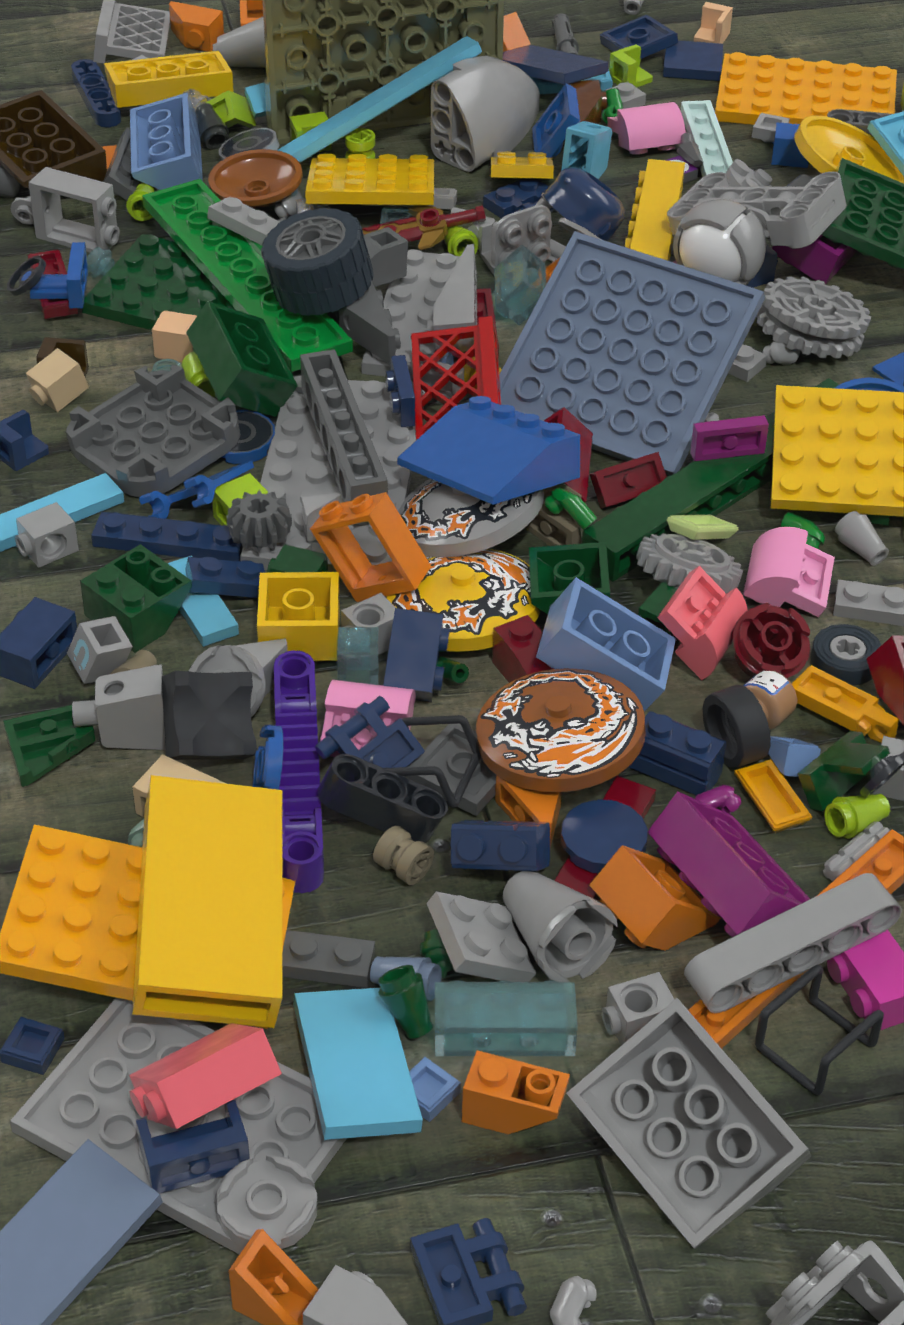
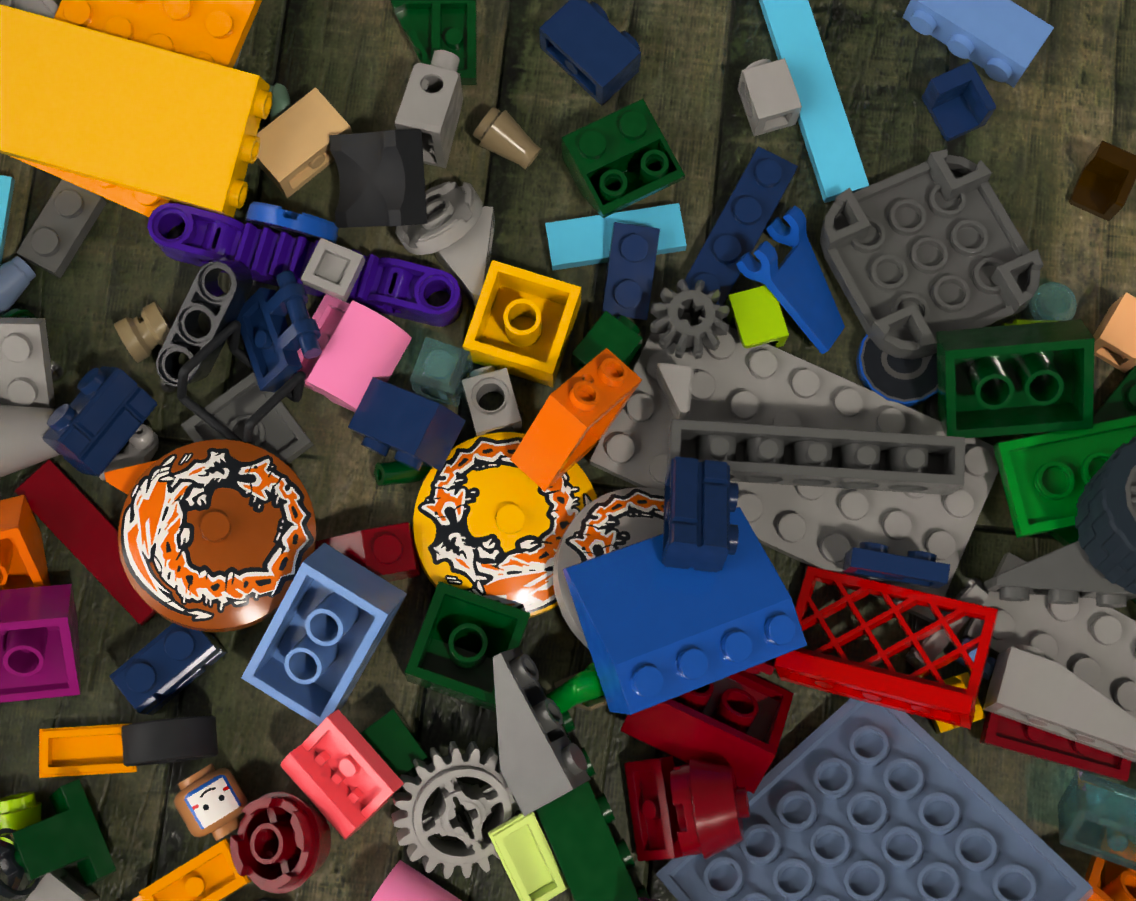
camera: 110 degrees right, 35 degrees up
(56, 380) = (1063, 163): tan brick -> none
(98, 648) = (539, 103): light grey brick -> none
(304, 715) = (333, 269): none -> light grey plate
(418, 453) = (698, 515): none -> dark blue brick
(598, 830) = (80, 537): dark blue tile -> none
(616, 434) = (708, 807): none -> dark red cone
(623, 512) = (532, 743): none -> slope
(721, 797) = (100, 688): magenta arm -> none
(792, 754) = (134, 797): medium blue slope -> none

